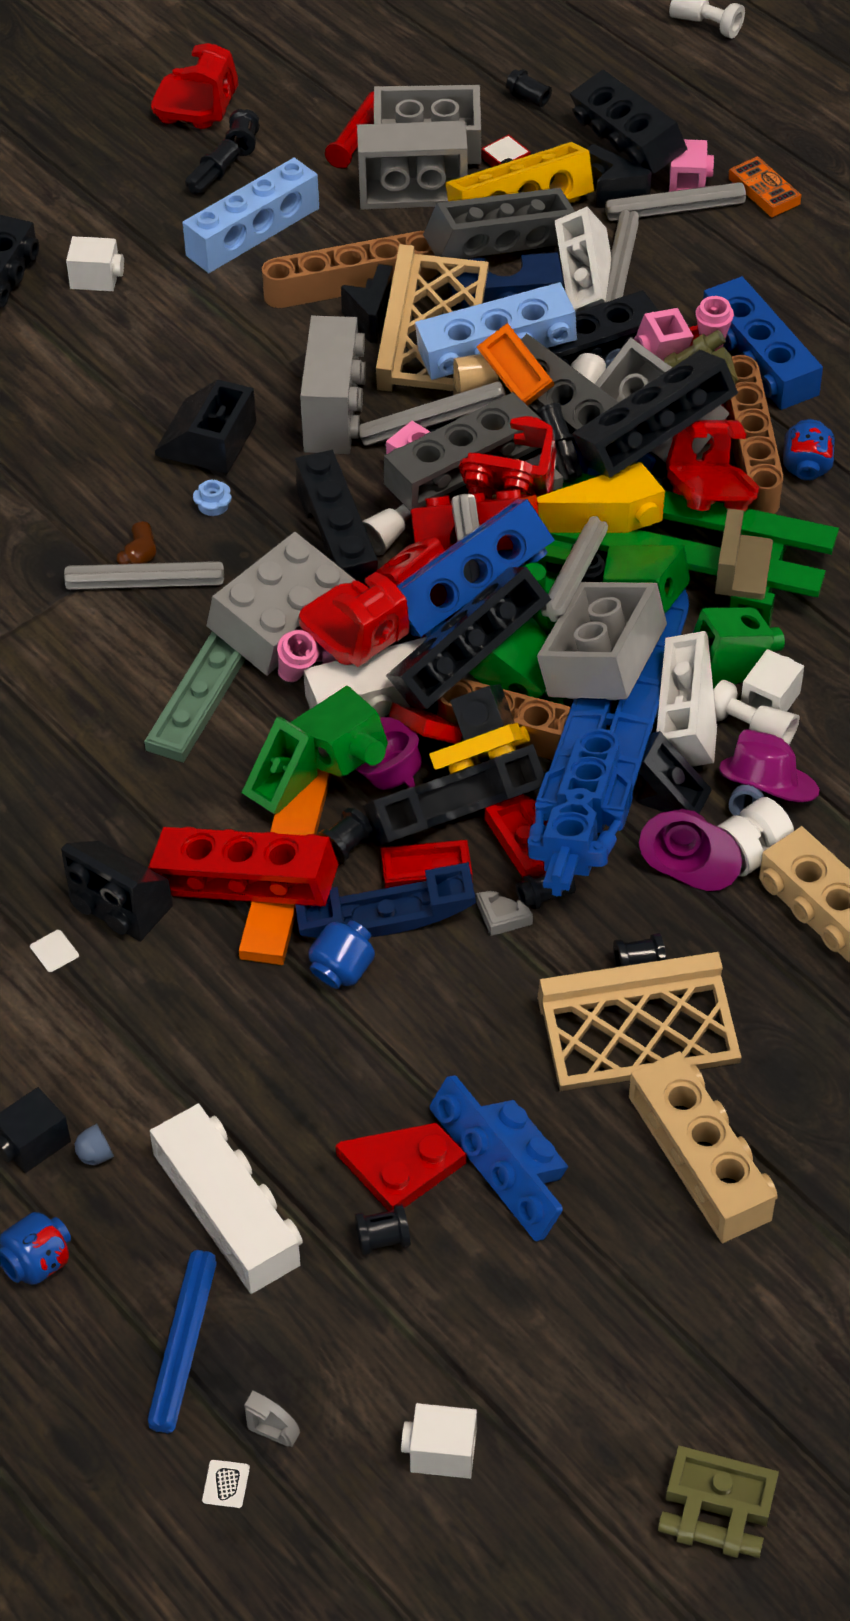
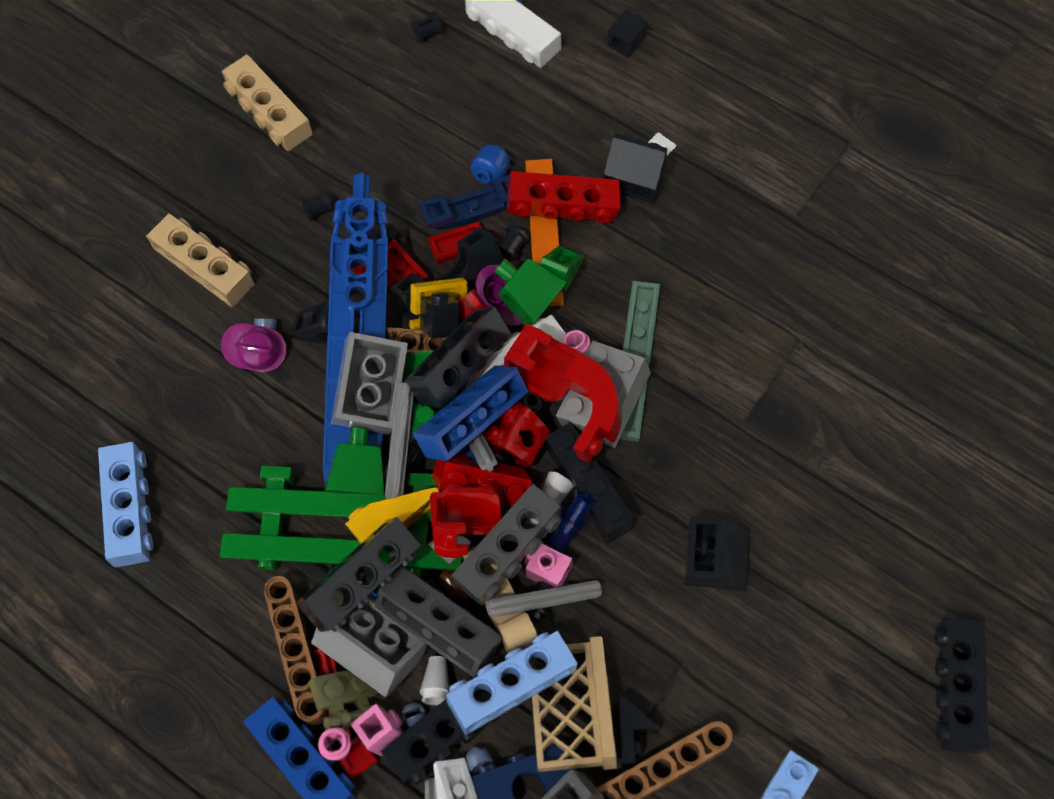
camera: 170 degrees right, 15 degrees up
(92, 1146) = (591, 37): sand blue hinge -> none
(94, 263) = (880, 724): white brick -> none
(142, 548) = (722, 438): reddish brown arm -> none
(144, 575) = (712, 417): light grey axle -> none
(212, 497) = (690, 506): light blue plate -> none
(290, 558) = (595, 384): none -> red arch
(331, 384) = (630, 608): light grey brick -> none
(365, 477) = (571, 520): none -> clear blue pin
(402, 1162) = (426, 67): red wing -> none
(502, 913) = (406, 222): light grey tile -> none
(506, 1152) = (369, 83): blue bracket -> none
(515, 365) = (482, 622): orange tile -> none
(566, 456) = (436, 571): black axle -> none
(632, 984) = (331, 178): tan fence -> none
(687, 698) = (309, 369): white slope -> none
(691, 850) = (299, 282): magenta piece -> none
(710, 477) = (310, 561): red piece -> none
(736, 641) = (285, 429): green torso -> none
(742, 561) = (284, 494): dark tan panel -> none
(756, 830) = (260, 288): white wheel -> none
(763, 719) = (256, 383): white piece -> none
(773, 682) = (256, 413): white brick -> none
(808, 448) = (249, 641): blue head -> none

